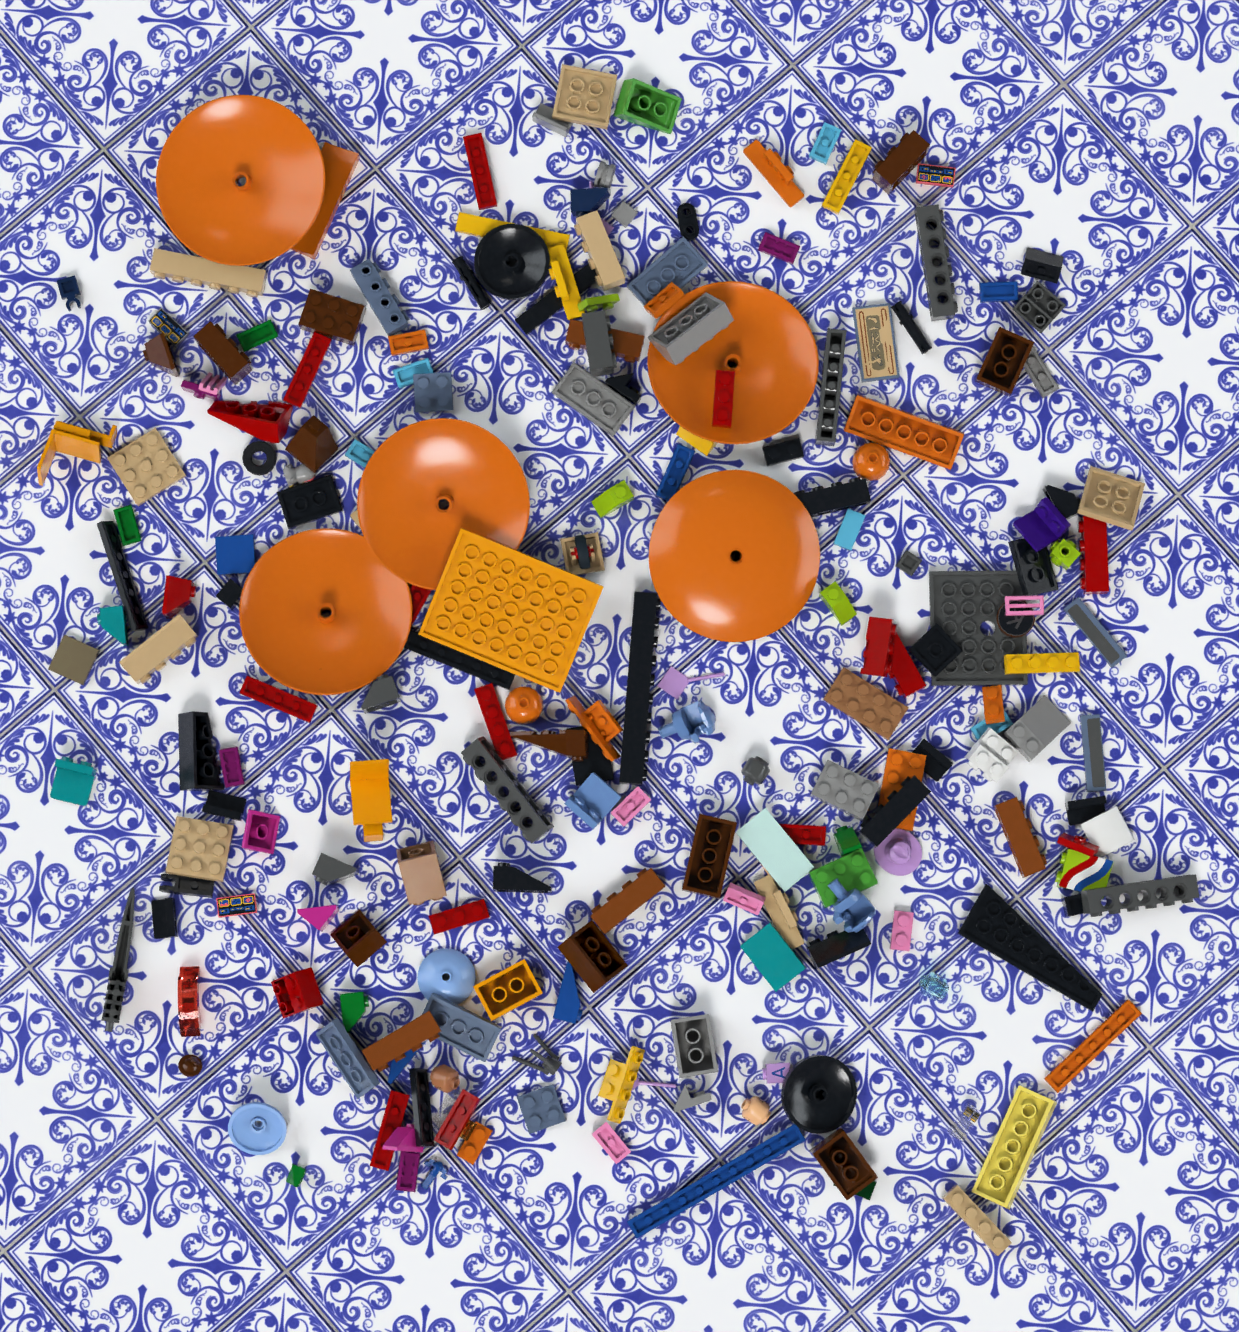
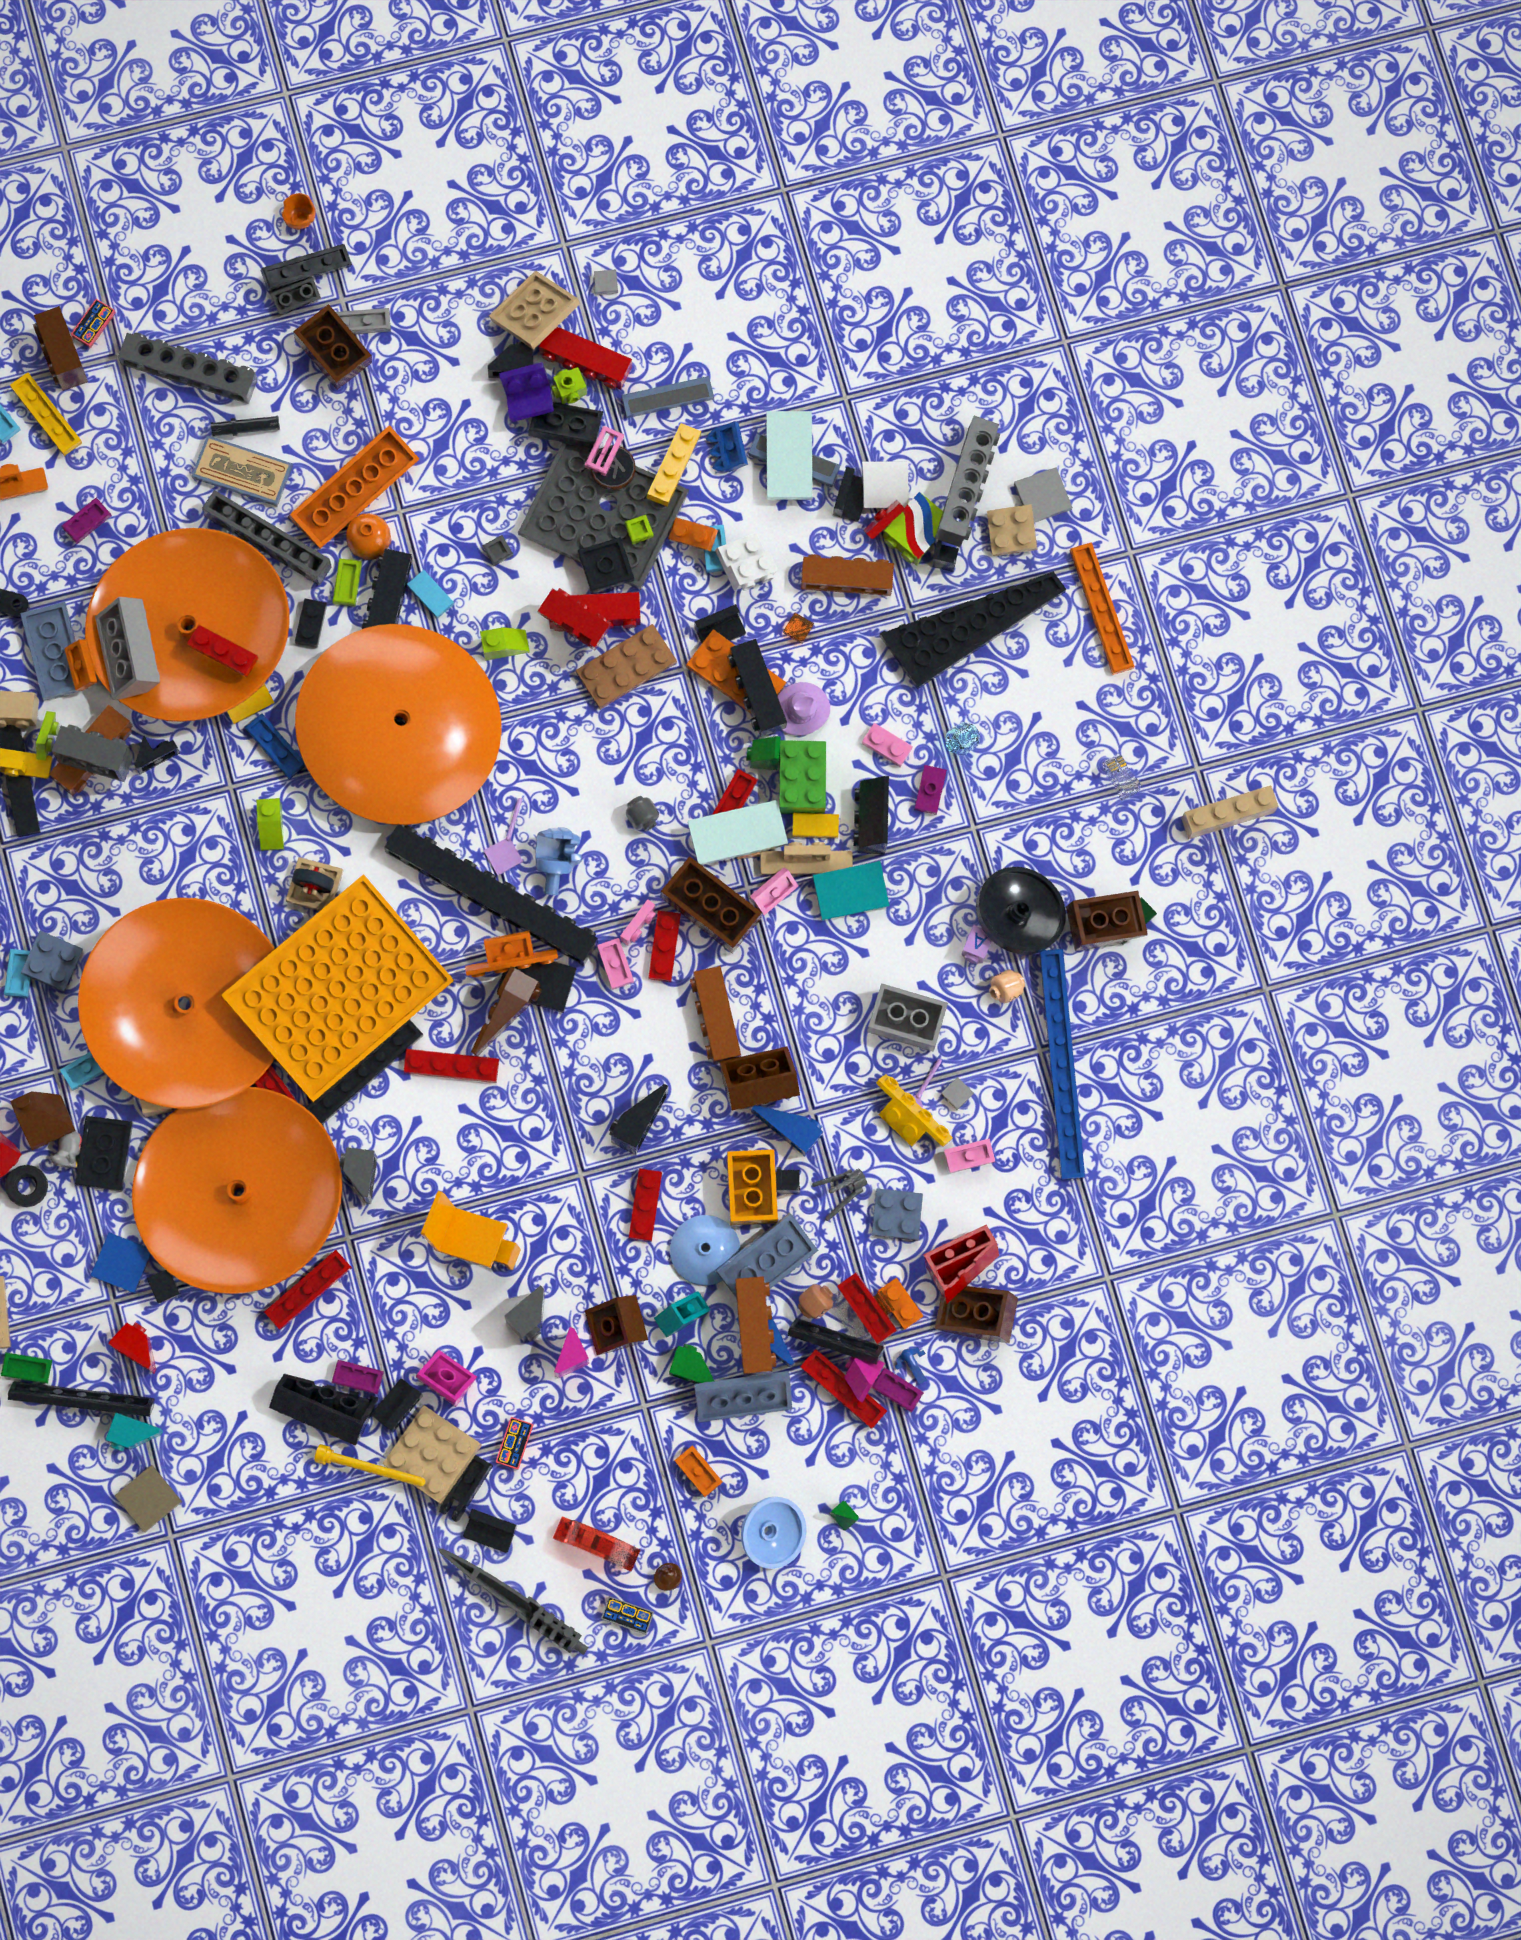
camera: 70 degrees left, 5 degrees down
(73, 781) = (285, 1562): teal bracket -> none
(149, 1049) = (627, 1615): none -> tile
(158, 649) = (185, 1395): tan slope -> none
(163, 772) = (325, 1454): none -> yellow piece
(278, 1051) = (698, 1471): none -> orange plate
(297, 992) = (644, 1420): red slope -> none
(389, 983) = (681, 1314): none -> teal slope
(421, 873) = (578, 1221): medium nougat slope -> none
(494, 1204) = (979, 1314): none -> reddish brown slope
(517, 792) = (519, 1081): dark grey brick -> none
(523, 705) = (448, 1026): orange cylinder -> none
(526, 1014) = (787, 1181): none -> black panel
(526, 1174) = (961, 1261): none -> red wedge
(593, 399) = (149, 794): light grey tile -> none
(593, 800) = (589, 998): medium blue bracket -> none
(655, 1111) = (957, 1093): none -> light grey tile
(662, 807) = (633, 931): none -> bright pink plate
(662, 836) = (664, 946): none -> red plate
(684, 1100) = (962, 1055): light grey slope -> none
(811, 906) = (815, 825): none -> yellow tile
(827, 463) = (347, 582): none -> lime tile
(844, 790) = (709, 730): light grey brick -> none
(851, 907) = (840, 779): medium blue piece -> none
(882, 980) = (930, 789): none -> magenta plate
(960, 819) = (798, 628): none -> clear orange tile
(976, 661) = (639, 529): none -> lime tile
(998, 291) = (253, 319): blue tile -> none
(1014, 1147) = (1170, 738): light yellow arch -> none
(1036, 728) = (740, 504): light grey slope -> none
(1042, 265) = (248, 261): black panel -> none
(1058, 310) = (306, 267): none -> black tile
(1077, 698) = (729, 447): none -> blue plate
(1093, 747) = (789, 455): none -> light aqua tile
(1100, 283) = (298, 211): none -> orange hair
(1120, 947) = (1012, 530): none -> tan plate
(1161, 958) = (1045, 494): none -> light grey tile
(1163, 541) = (605, 282): none -> light grey tile

